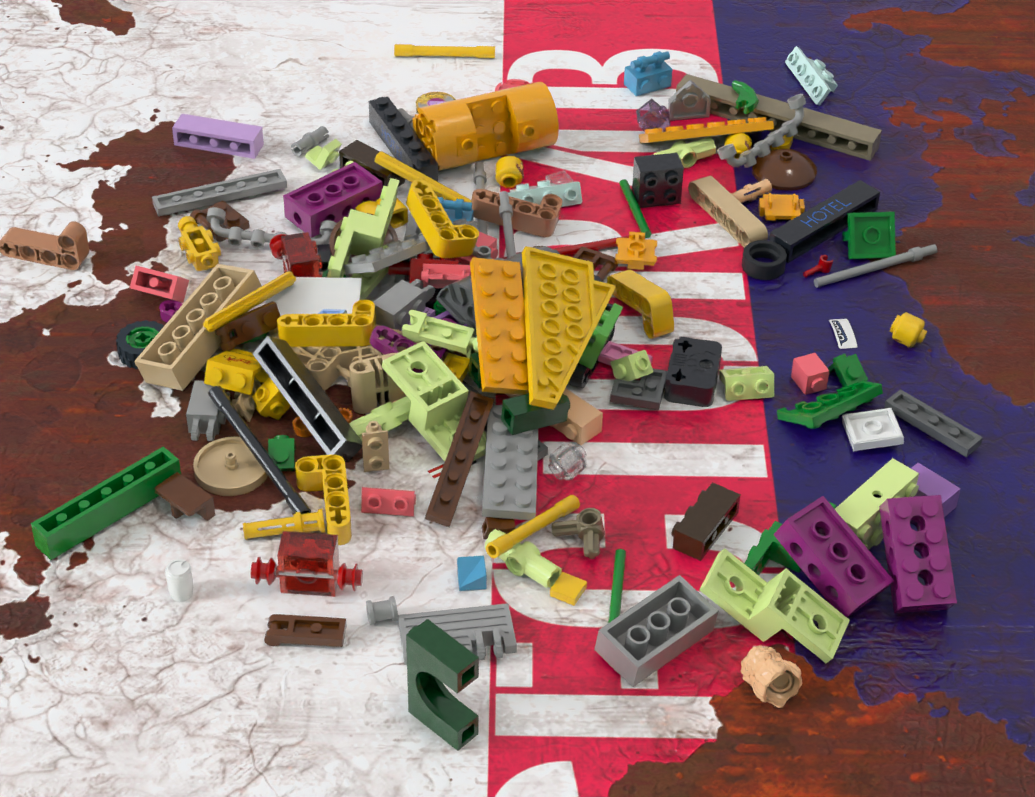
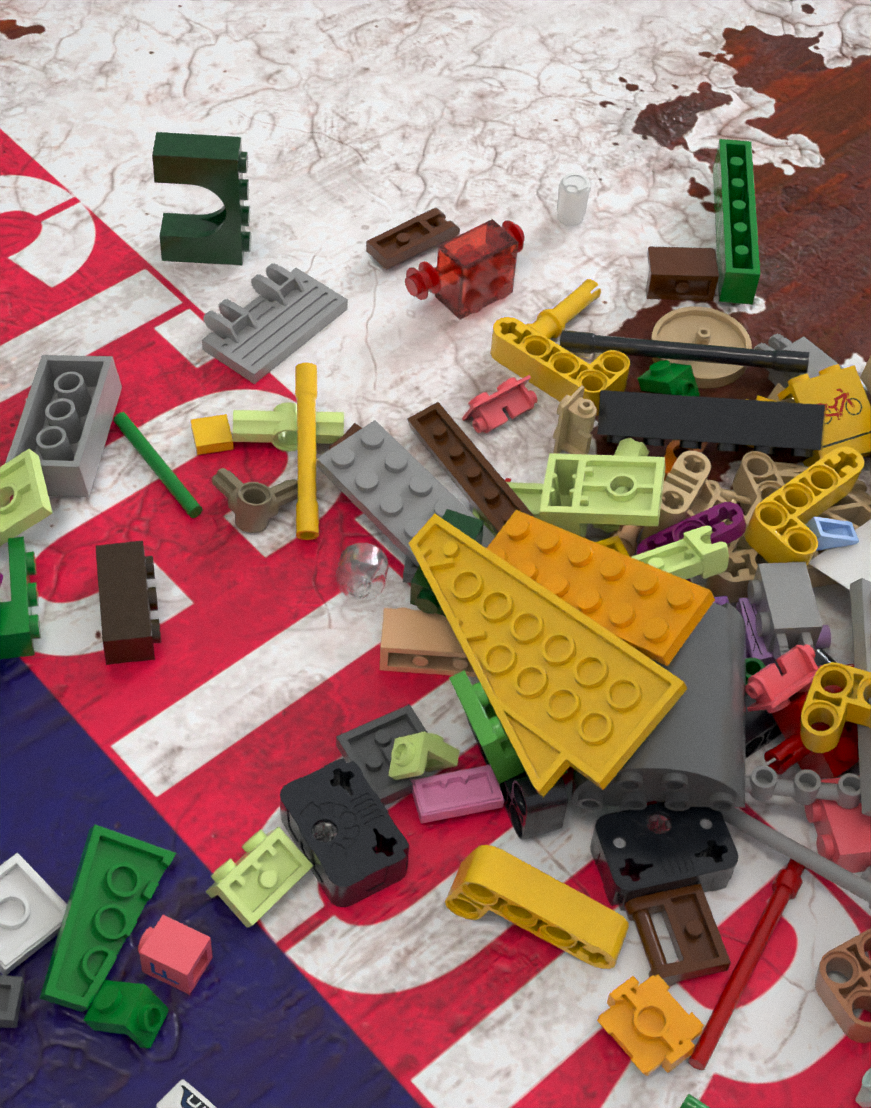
camera: 135 degrees right, 10 degrees up
(382, 610) = (366, 292): light grey bush -> none
(471, 573) = (331, 385): dark azure slope -> none

